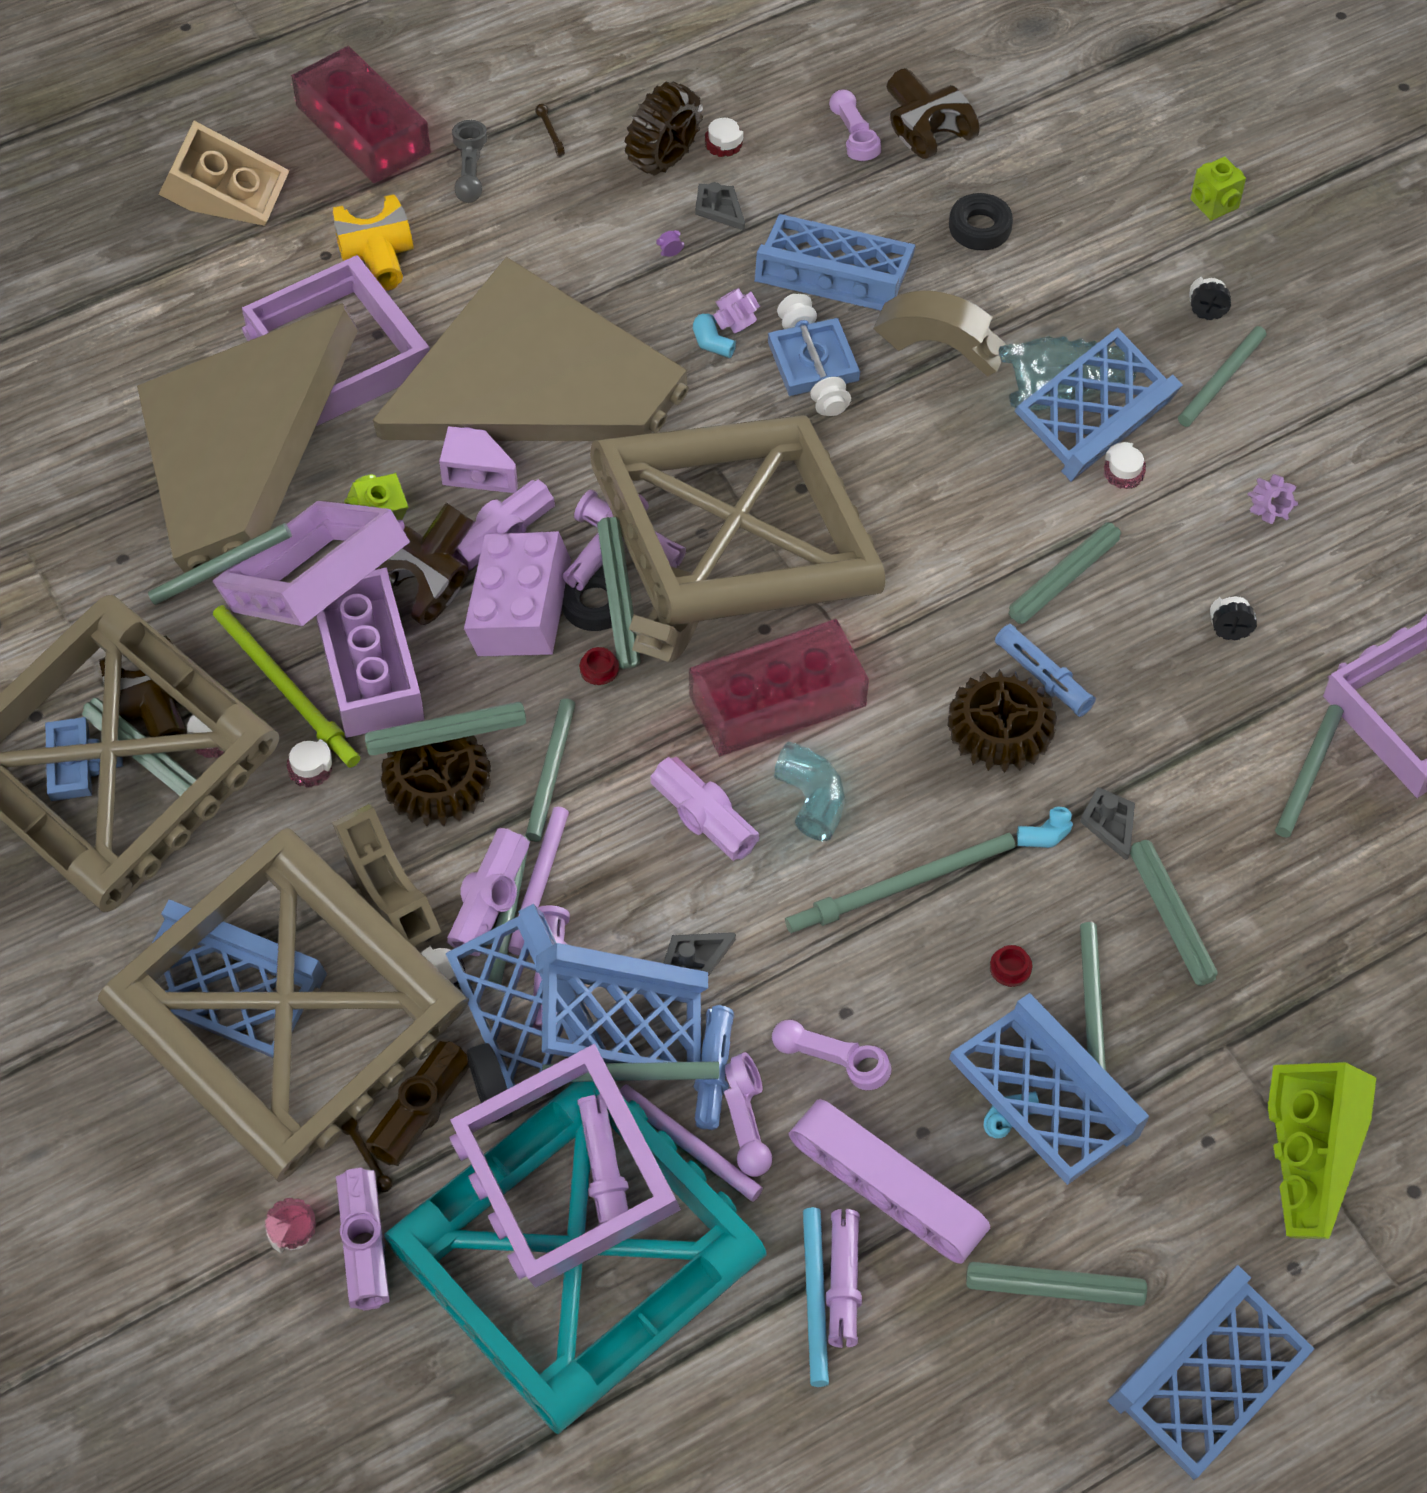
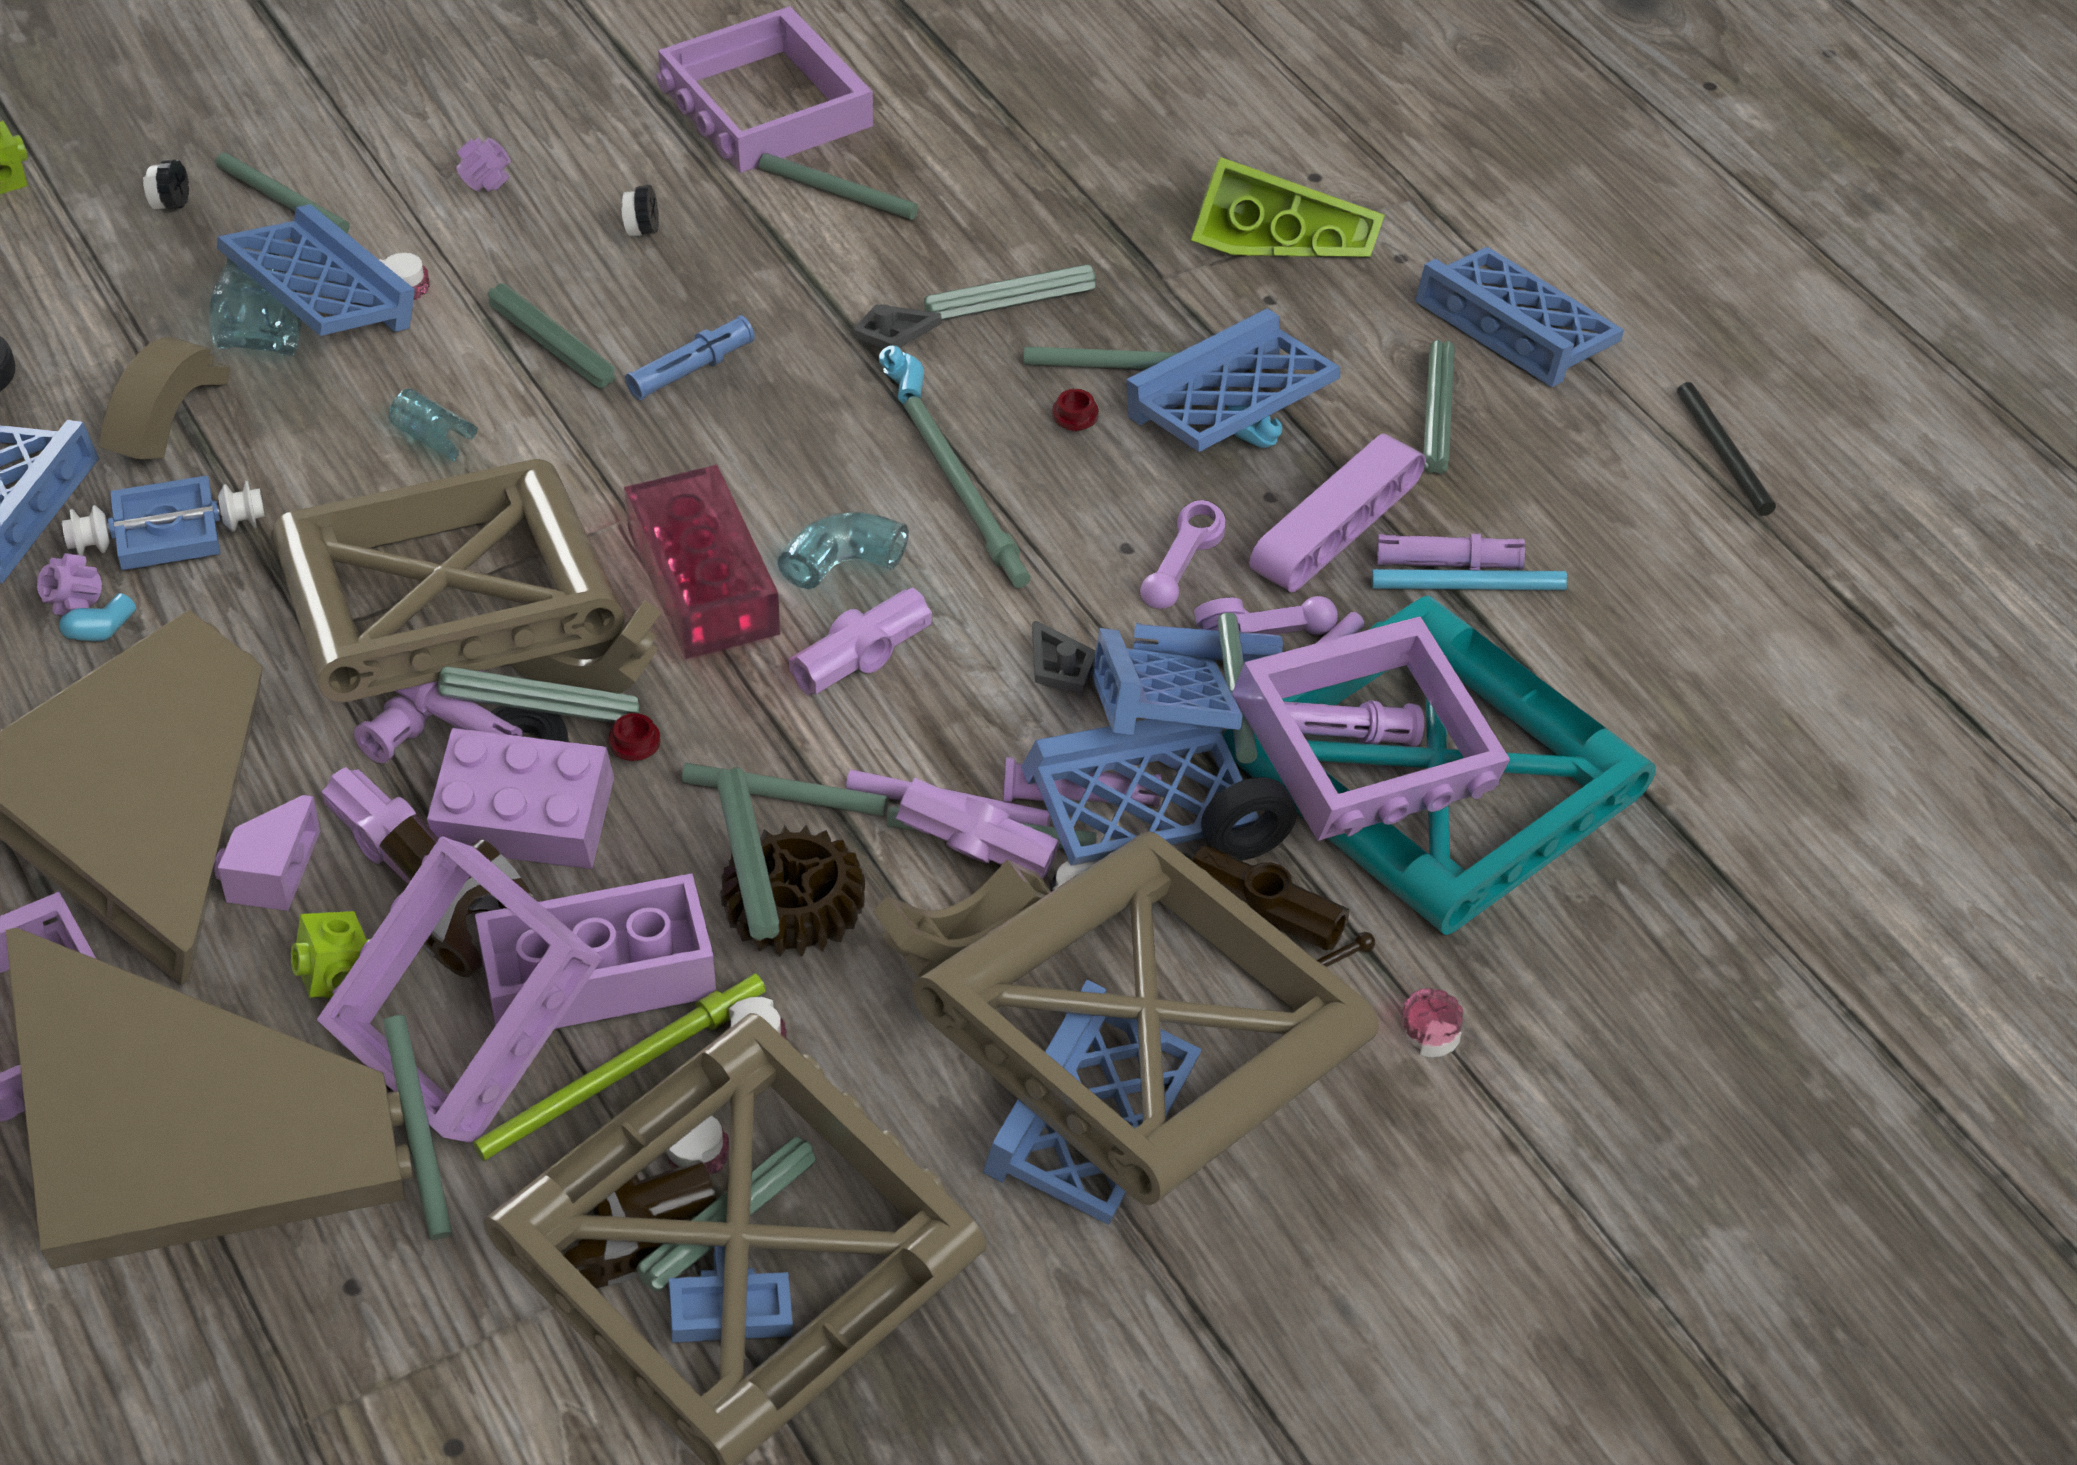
camera: 90 degrees left, 10 degrees down
(363, 1262) = (1448, 944): lavender piece -> none
(939, 501) = (429, 422): none -> clear light blue hinge
(981, 733) = (760, 391): dark brown gear -> none

